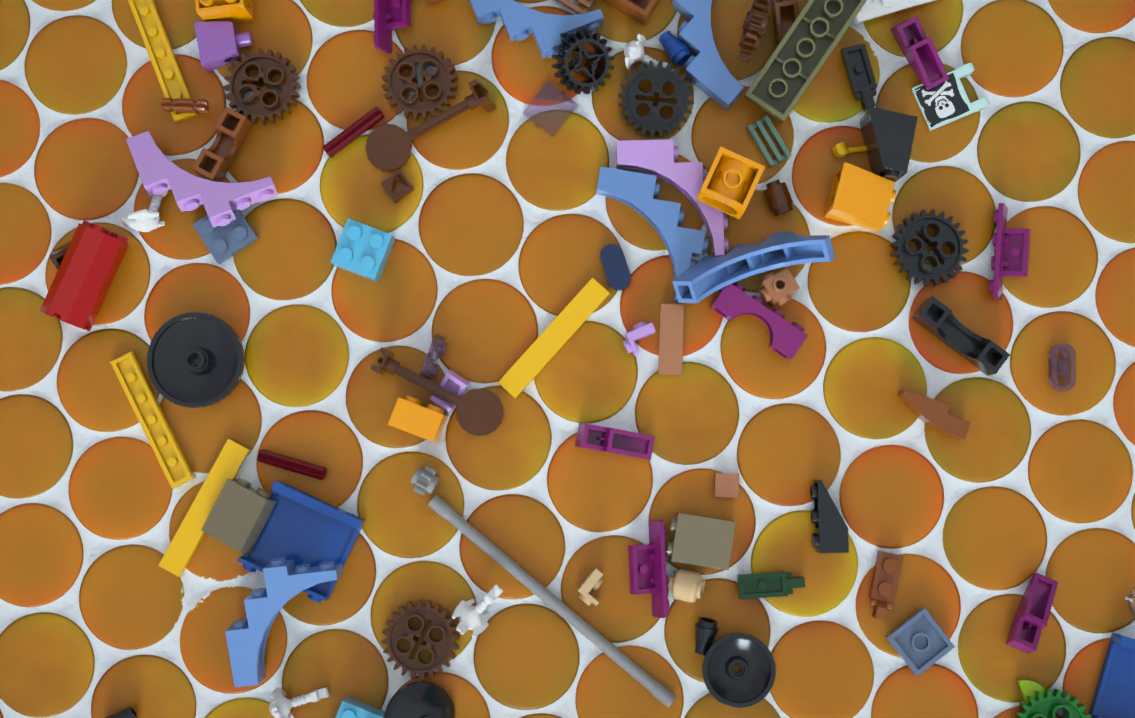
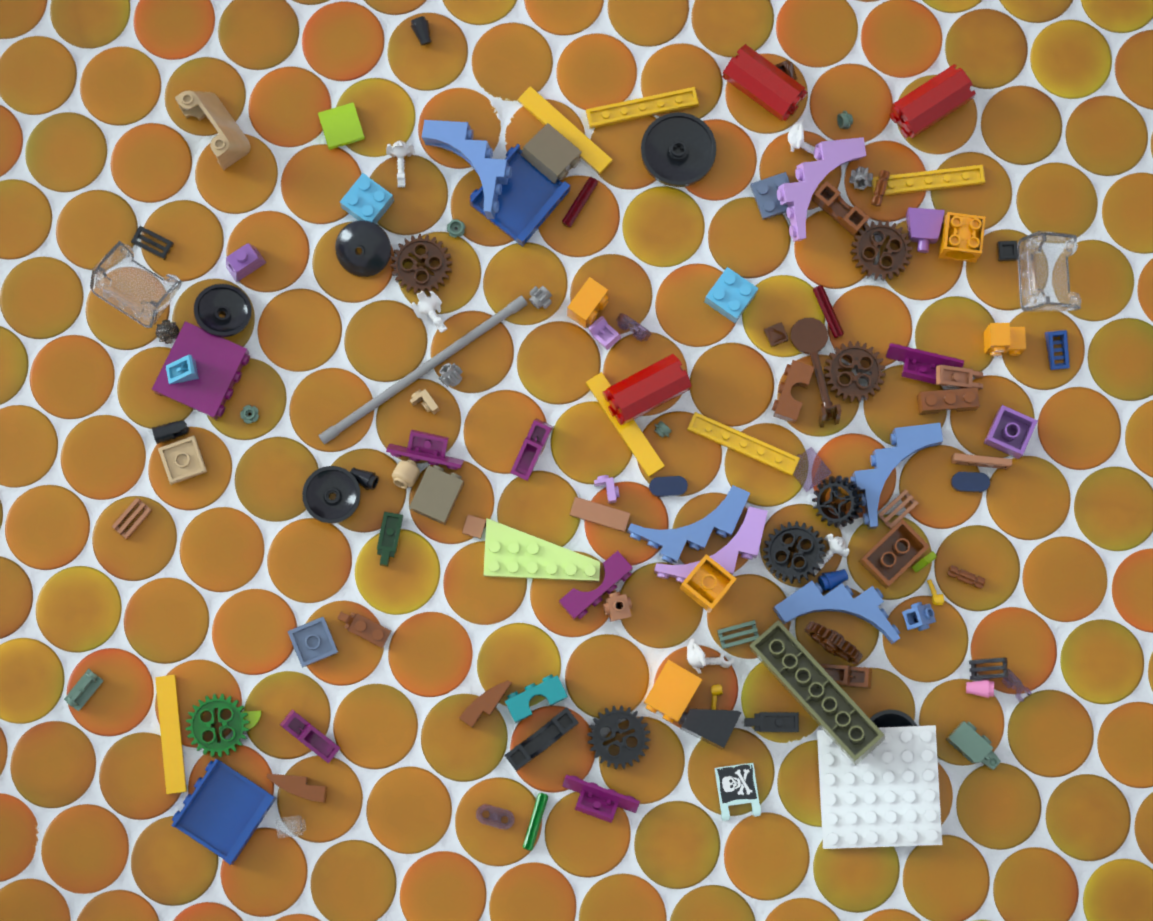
camera: 100 degrees right, 5 degrees down
(60, 68) = (932, 101): none -> red brick
(109, 170) = (844, 120): none -> sand green plate
(177, 131) = (861, 178): none -> light grey gear
(357, 608) = (456, 223): none -> sand green plate
(476, 411) = (582, 349): reddish brown piece -> none
(481, 153) = (797, 375): none -> dark orange arch
(508, 319) = (647, 389): none -> red brick
(540, 192) = (743, 444): none -> yellow tile
(549, 291) = (662, 429): none -> sand green plate
(550, 564) = (450, 374): none -> light grey gear
(745, 414) = (525, 556): none -> yellowish green wing
(746, 260) = (646, 587): medium blue arch -> none
(778, 197) = (690, 628): reddish brown brick -> none
(814, 178) = (697, 659): none -> white piece
(830, 528) = (420, 596): black slope -> none
(896, 343) = (550, 689): none -> teal arch
(920, 53) = (779, 776): magenta slope -> none
(1052, 319) = (535, 821): none -> green axle
(1096, 610) = (299, 786): none -> dark orange slope

